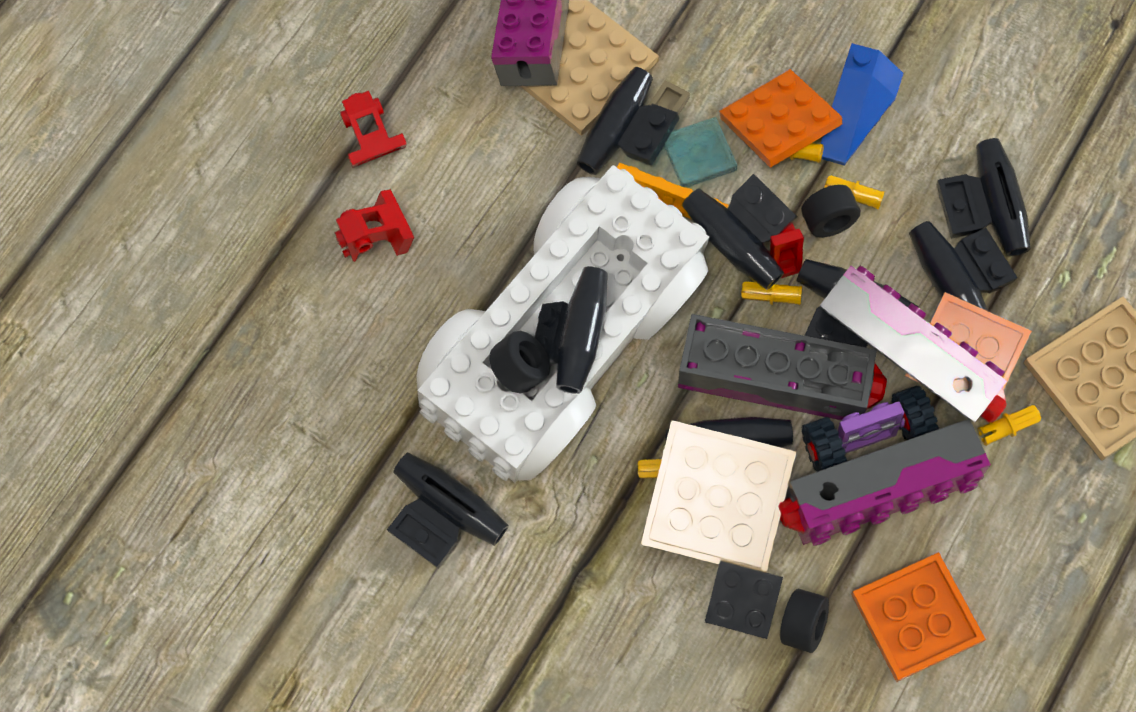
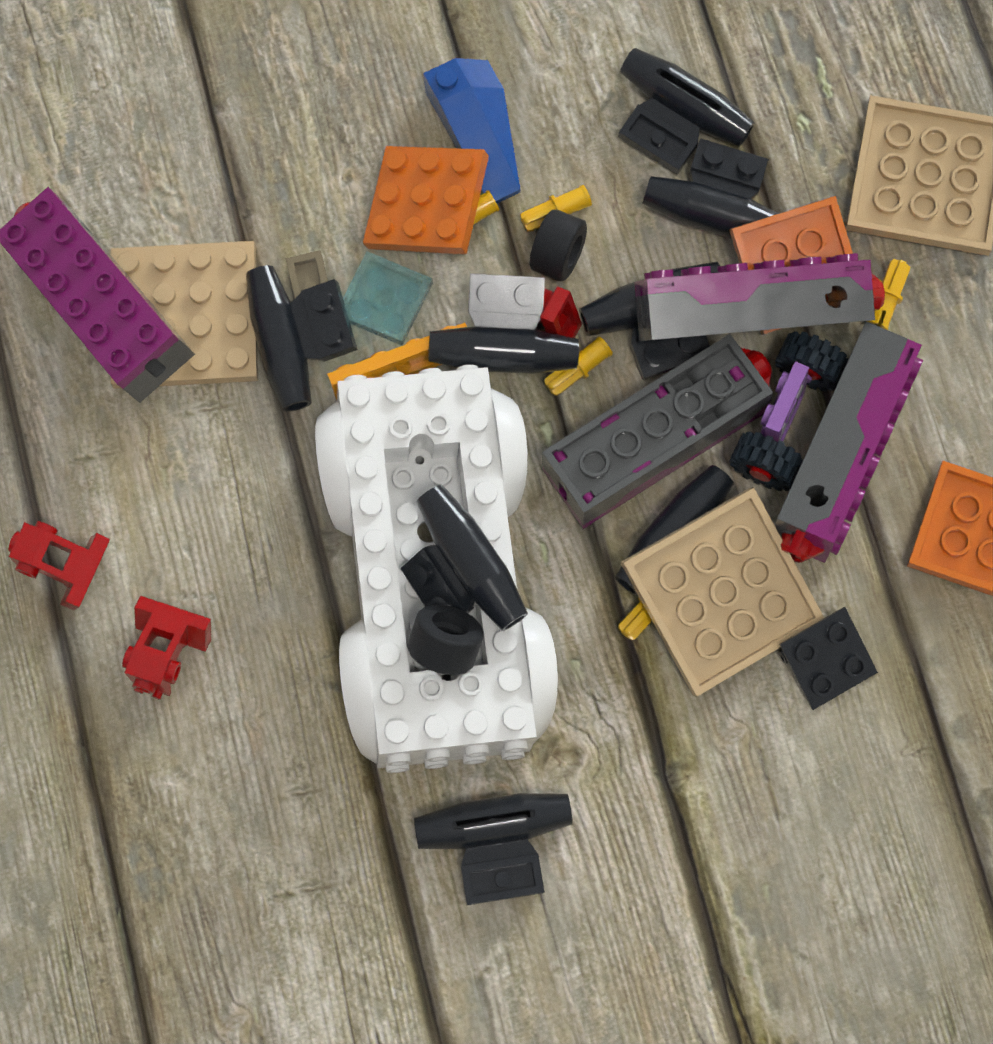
camera: 45 degrees left, 5 degrees up
(804, 620) = (897, 626): black tyre -> none

